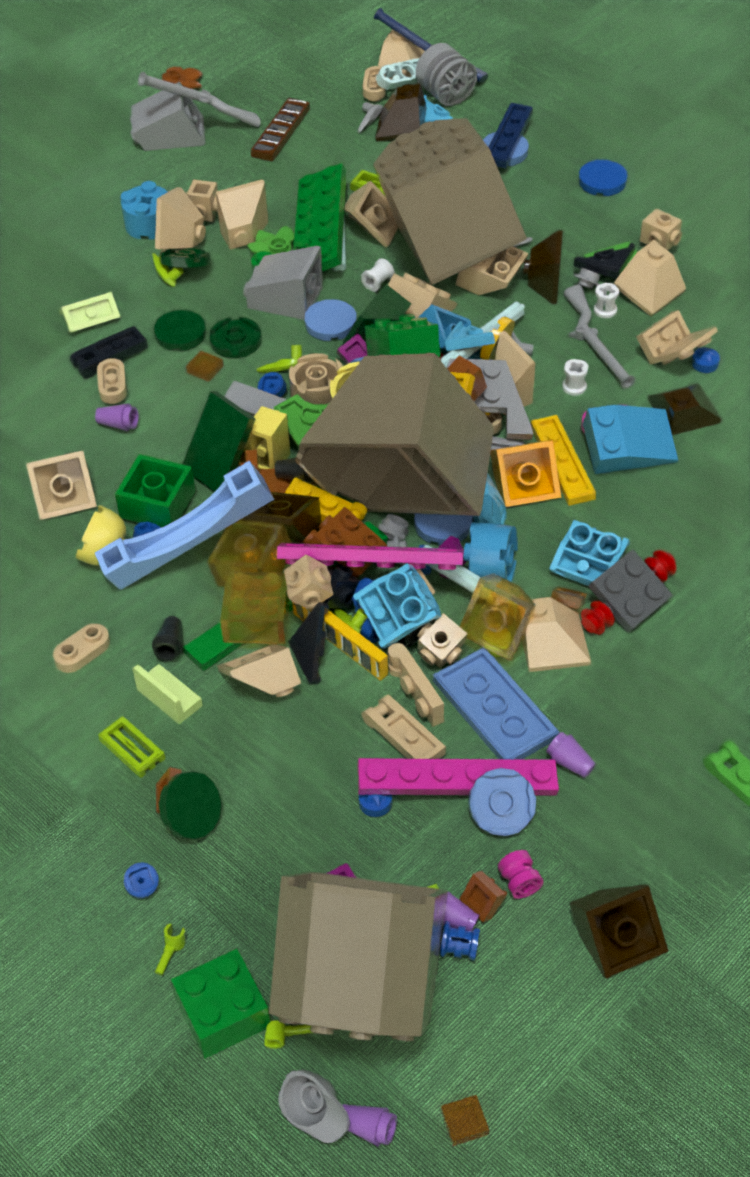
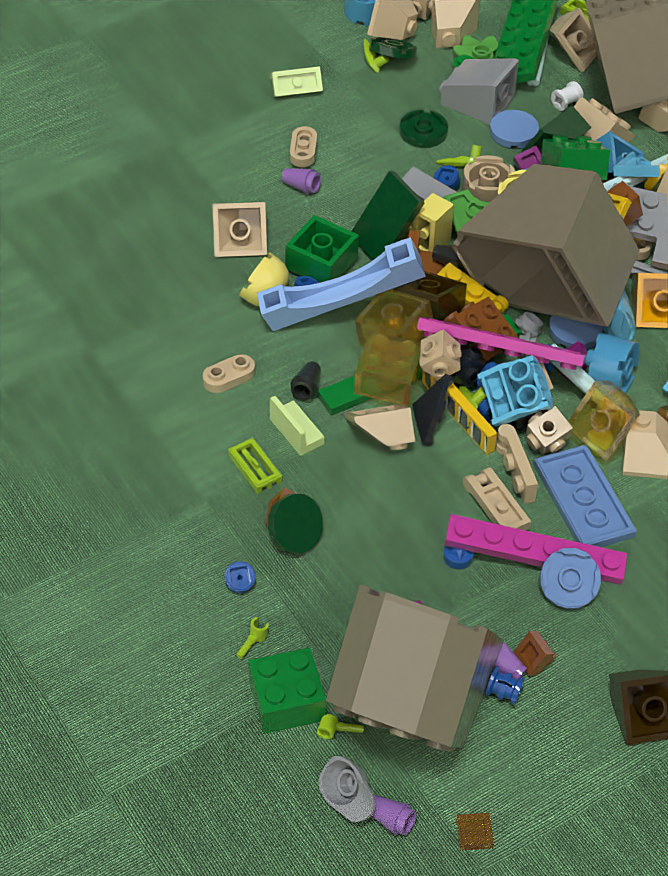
camera: 10 degrees right, 0 degrees up
(113, 347) = (313, 116): black plate -> none
(180, 330) = (374, 112): dark green tile -> none
(204, 366) = (389, 149): clear orange tile -> none
(520, 874) = (572, 643): dark pink wheel -> none
(570, 755) = (641, 552): medium lavender cone -> none

